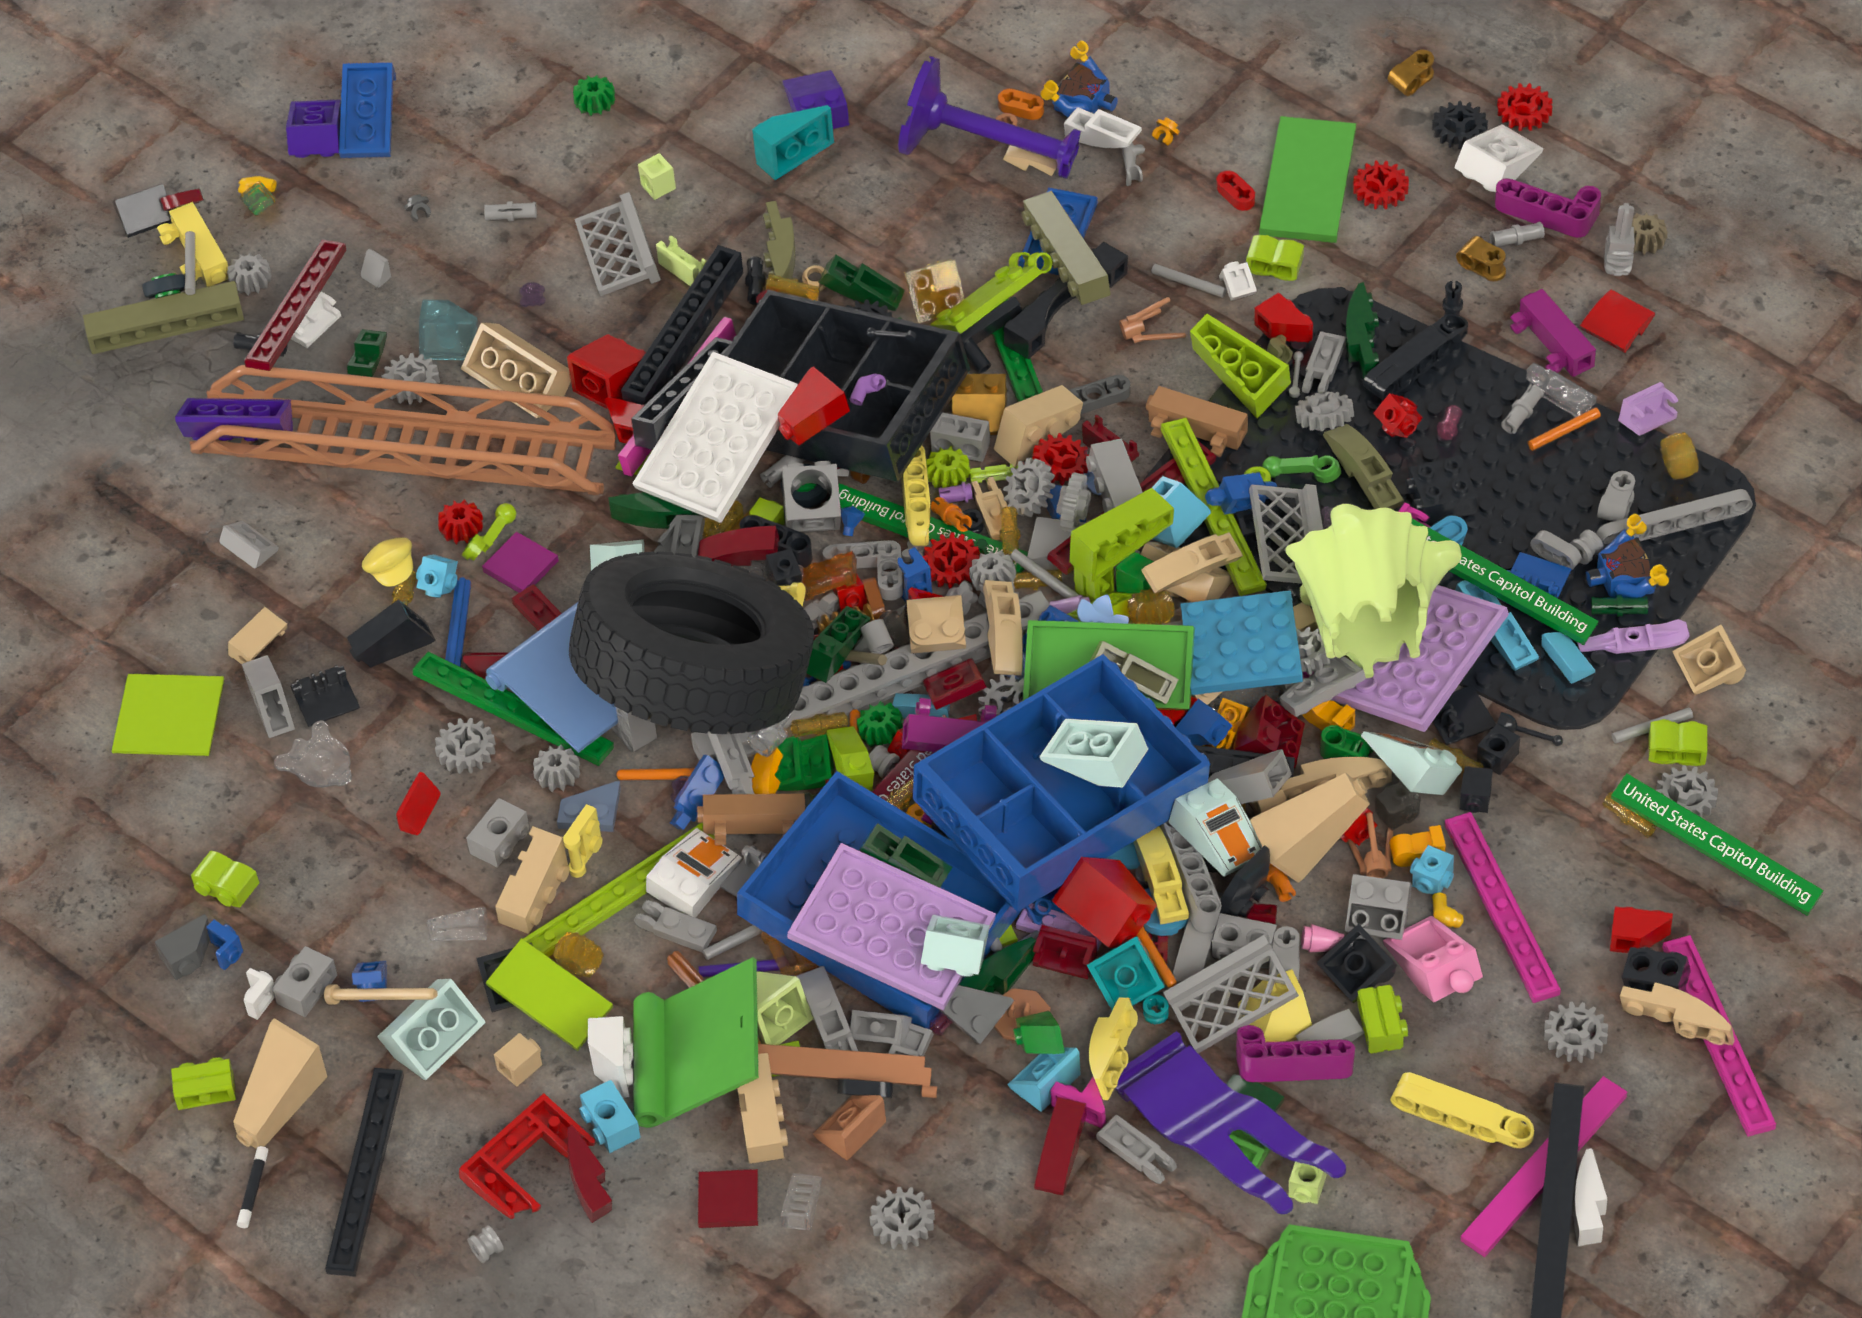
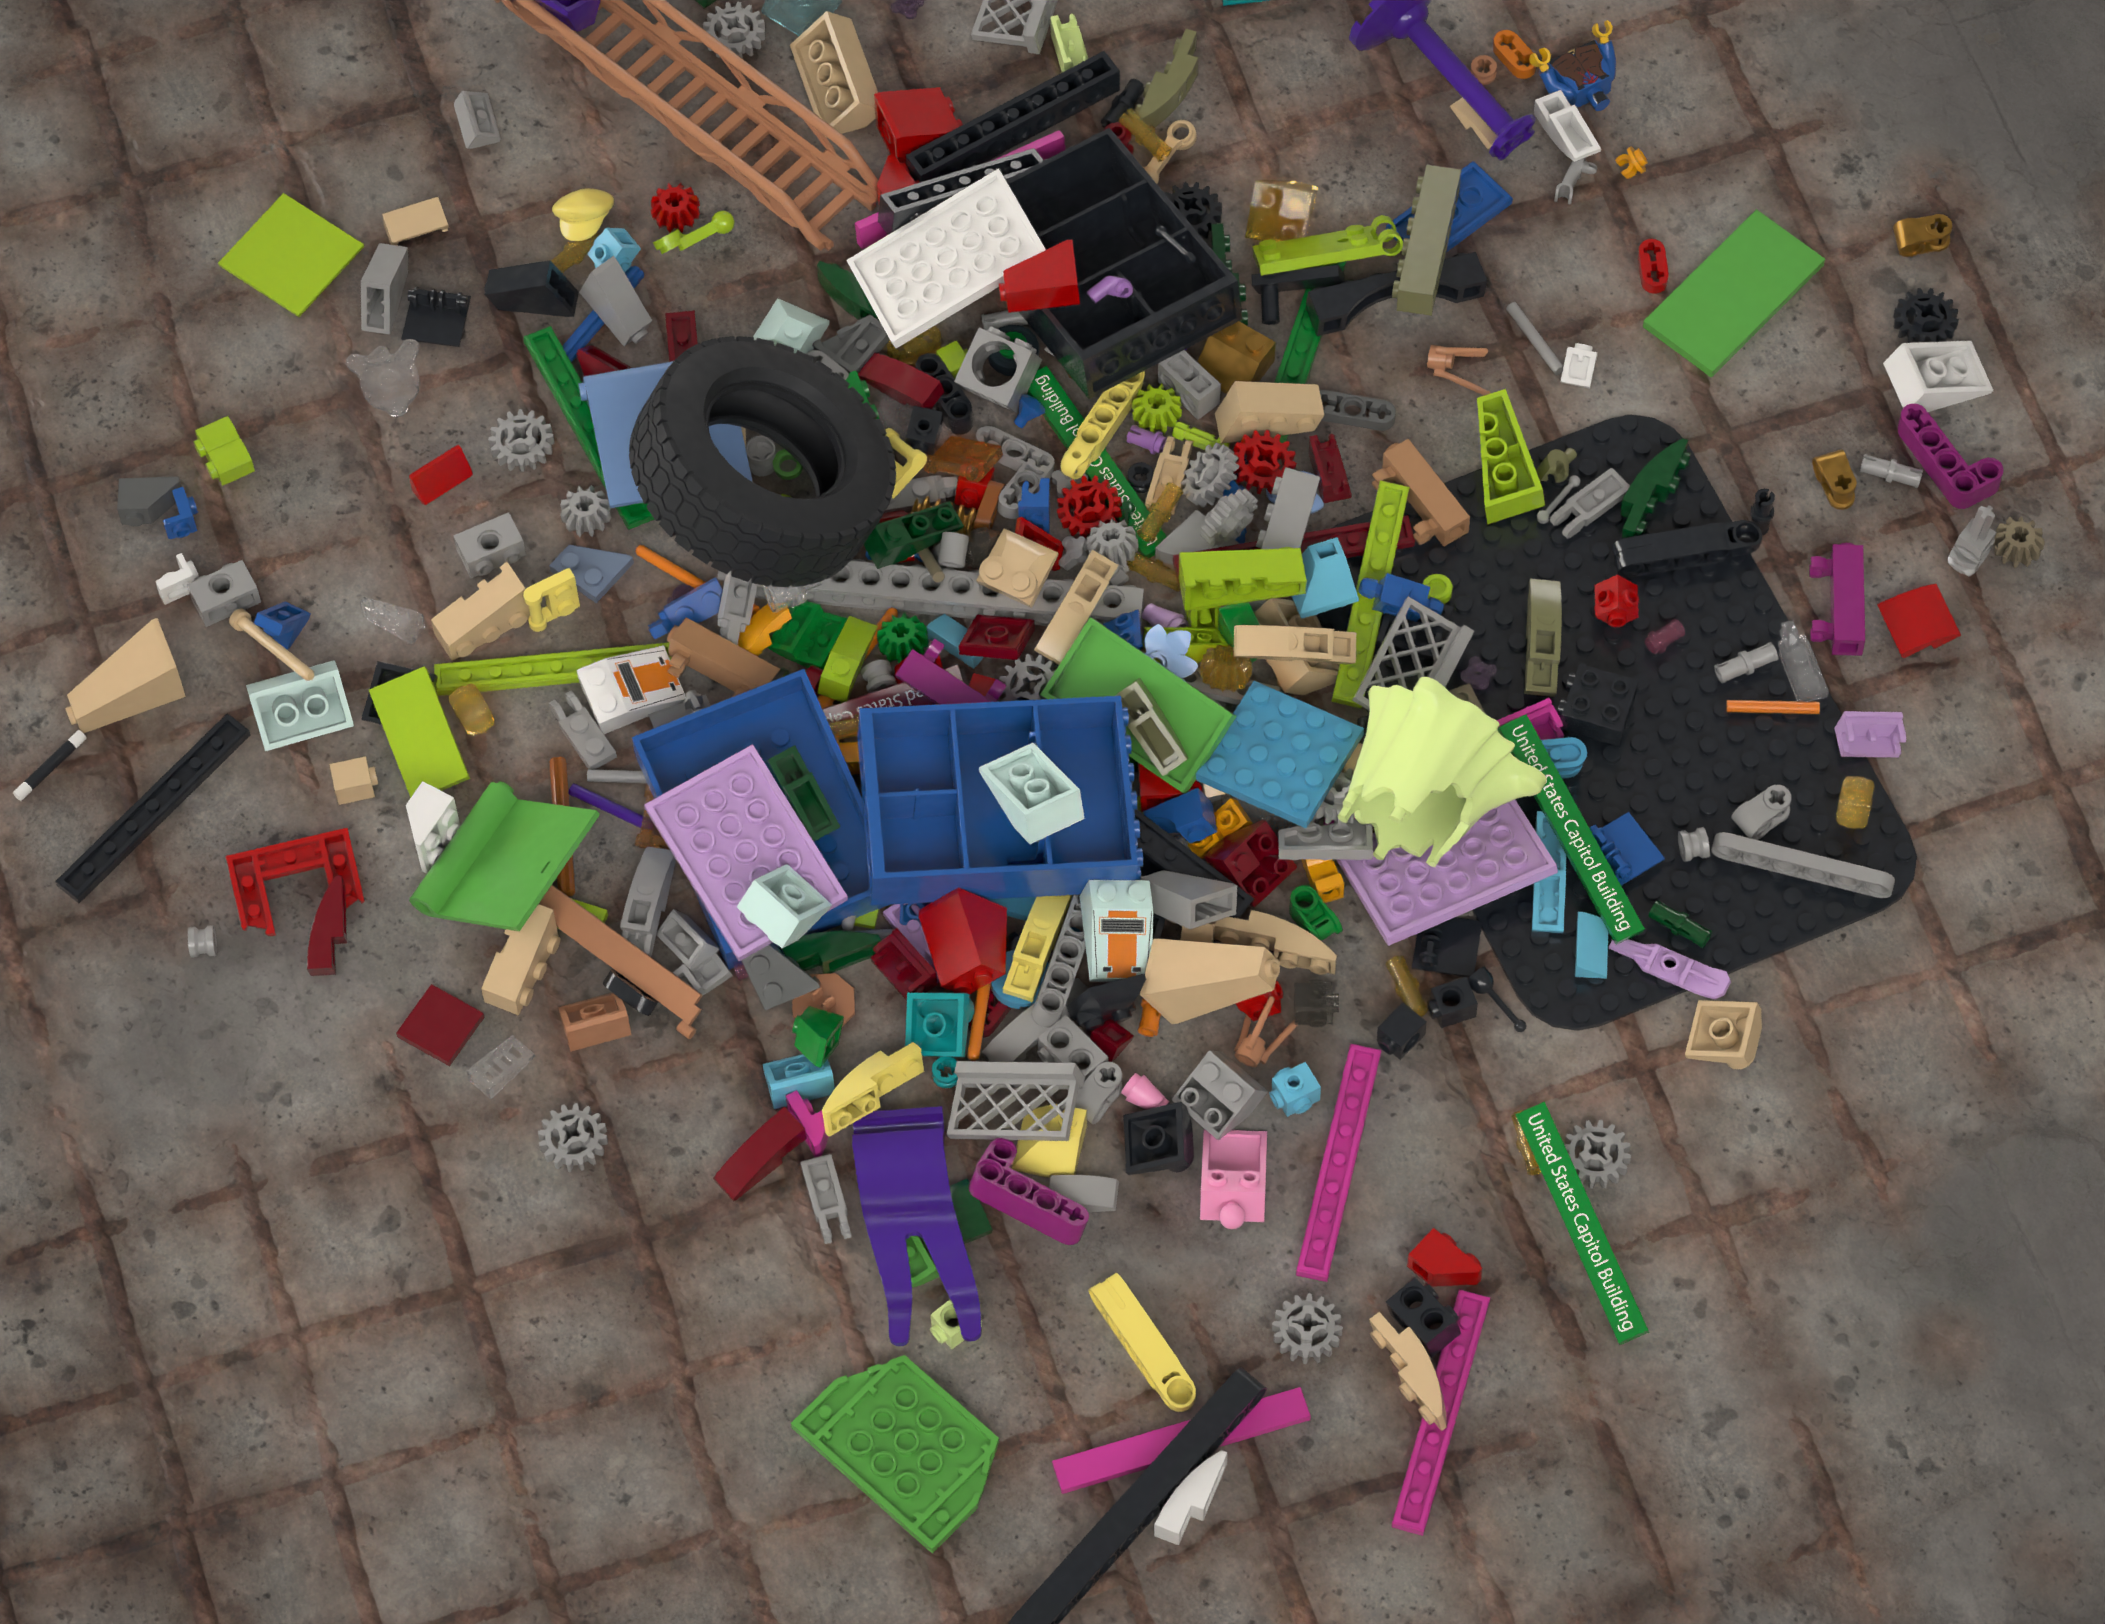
camera: 30 degrees right, 10 degrees up
(203, 1083) = (72, 641): lime brick -> none
(470, 606) = (616, 302): none -> light grey slope
(520, 563) = (701, 281): magenta tile -> none
(605, 1102) = (388, 866): medium azure brick -> none
(780, 1007) = (602, 864): yellowish green slope -> none
(818, 724) = (847, 605): clear yellow pin -> none
(861, 283) = (1217, 166): dark green slope -> none
(951, 514) = (1122, 459): orange pin -> none
(1042, 574) = (1160, 573): light grey bar -> none
(1275, 257) = (1633, 361): lime brick -> none
(1281, 317) = (1583, 431): red slope -> none
(1302, 465) = (1465, 585): bright green piece -> none
(1324, 411) = (1547, 555): light grey gear -> none
(1380, 184) = (1809, 348): red gear -> none
(1381, 1019) = (1138, 1206): lime brick -> none
(1408, 847) = (1293, 1051): light orange leg -> none
(1414, 763) = (1358, 968): light aqua slope -> none
(1445, 914) = (1278, 1136): yellow arm -> none
(1524, 107) = (2006, 335): red gear -> none
(1555, 549) = (1662, 830): light grey beam -> none
(1625, 566) = (1715, 886): torso -> none
(1643, 728) = (1622, 1064): light grey bar -> none
(1677, 743) = (1629, 1097): lime brick -> none

